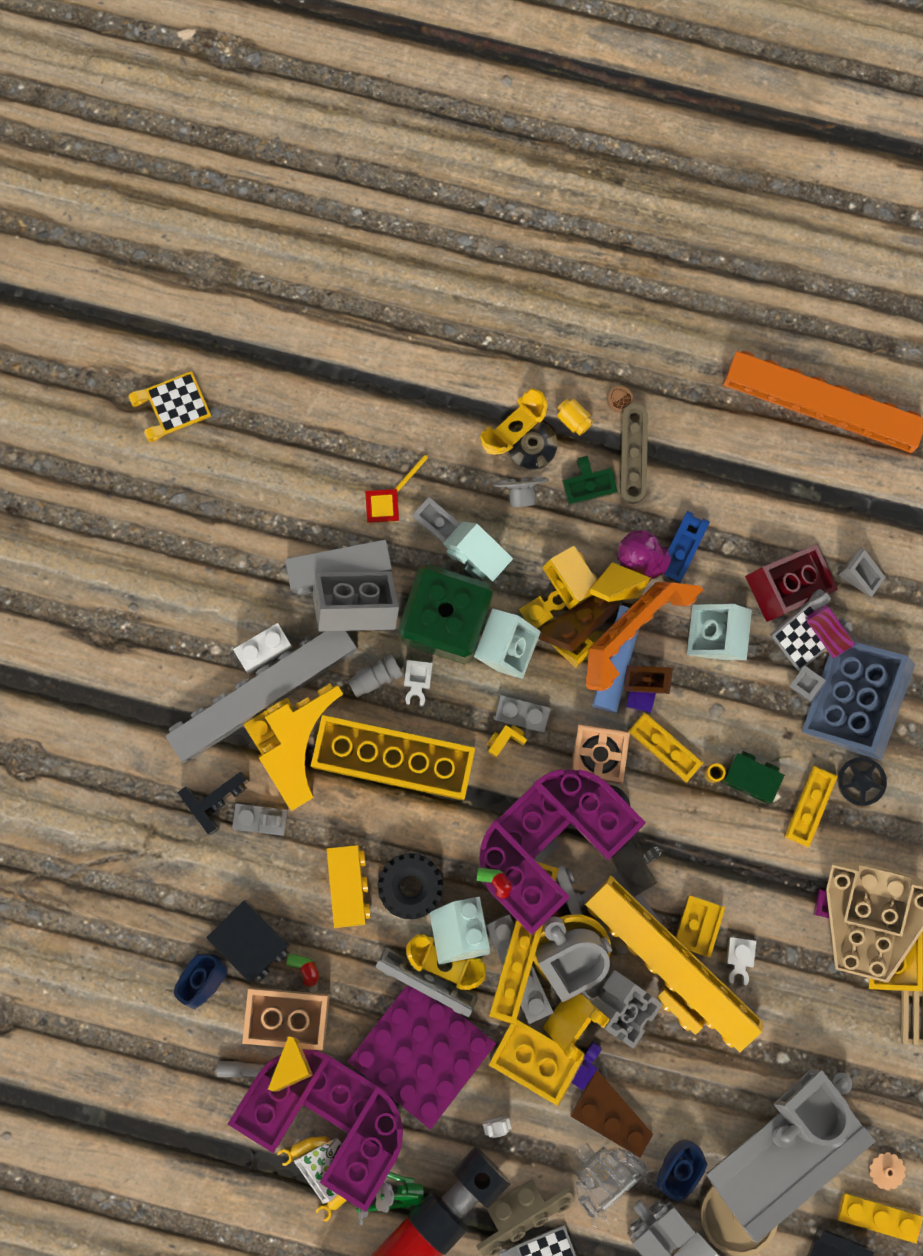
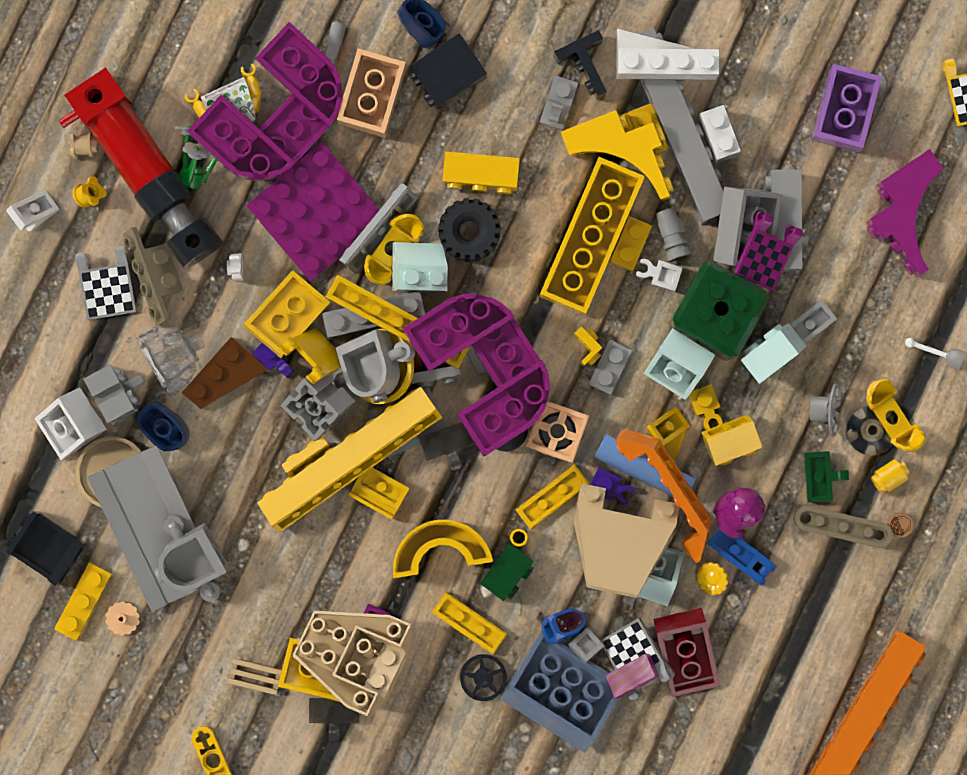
camera: 100 degrees right, 5 degrees up
(197, 732) = (657, 59): none -> white wedge
(213, 526) = (846, 108): none -> medium lavender brick
(291, 1066) = (328, 86): yellow slope -> none
(307, 968) = (413, 121): arm -> none
(318, 455) = (898, 221): none -> magenta arch
(378, 577) = (765, 254): none -> magenta flag
(383, 504) = (838, 275): piece -> none
(392, 716) = (630, 243): none -> yellow plate
(444, 377) = (953, 357): none -> hinge
(498, 879) = (459, 306): arm -> none
(578, 623) = (687, 439): reddish brown wing -> none
(619, 584) = (715, 480): yellow slope -> none
(648, 679) = (619, 490): reddish brown slope -> none
(707, 665) = (618, 547): none -> tan wedge
(713, 571) = (712, 578): none -> yellow piece
(730, 855) = (439, 533): none -> yellow brick
(740, 954) = (344, 526): white plate -> none
(793, 710) = (563, 625): none -> blue rock
(863, 573) = (682, 724): light grey slope -> none

